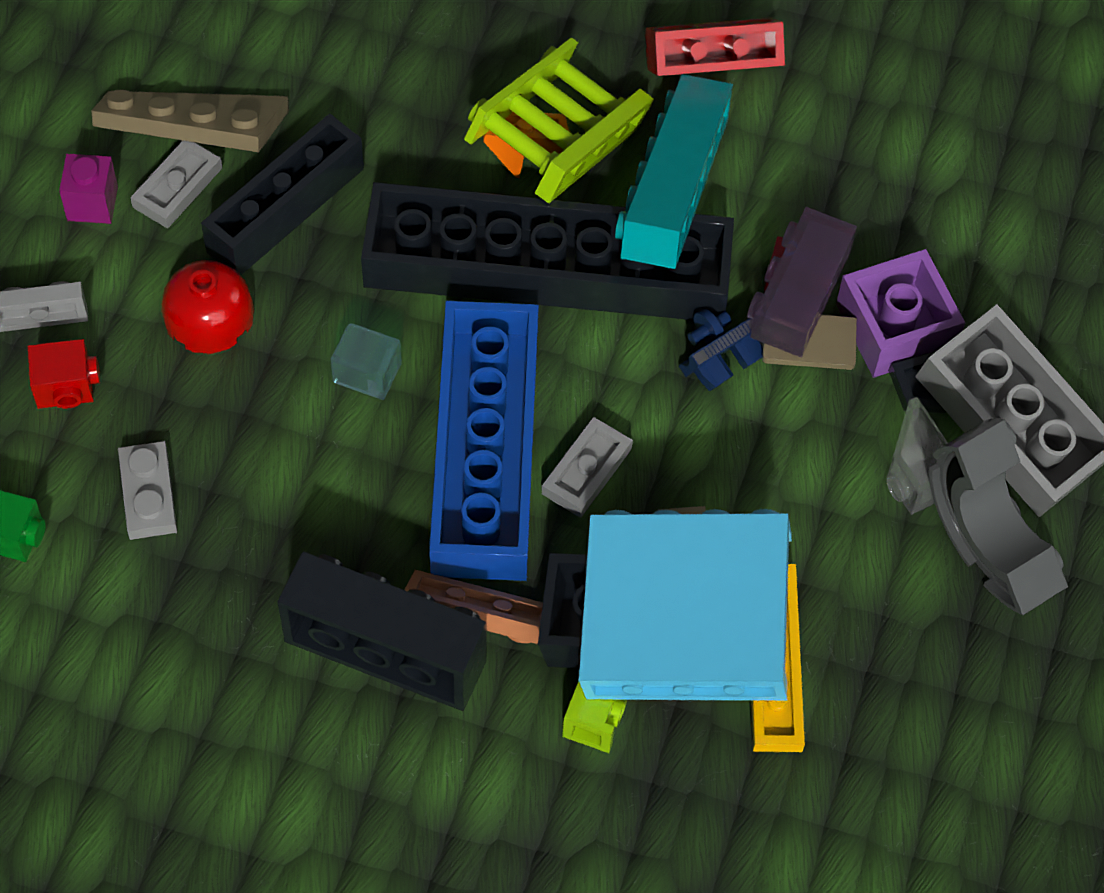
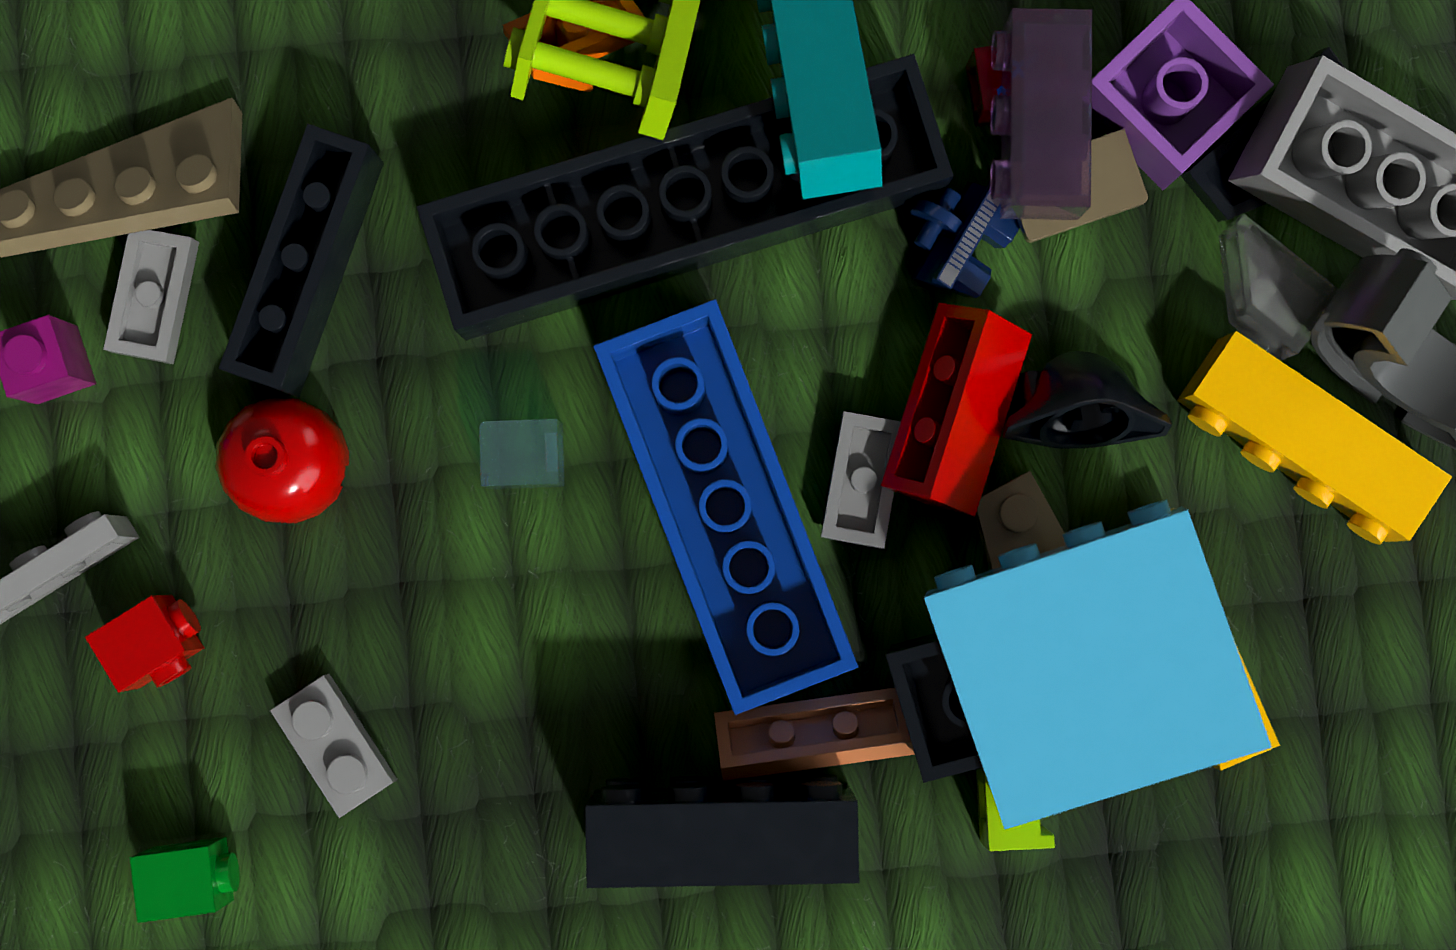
camera: 20 degrees left, 25 degrees up
(670, 442) = (957, 408): none -> red brick
(755, 478) = (1082, 404): none -> black hat
(911, 561) = (1313, 440): none -> yellow brick

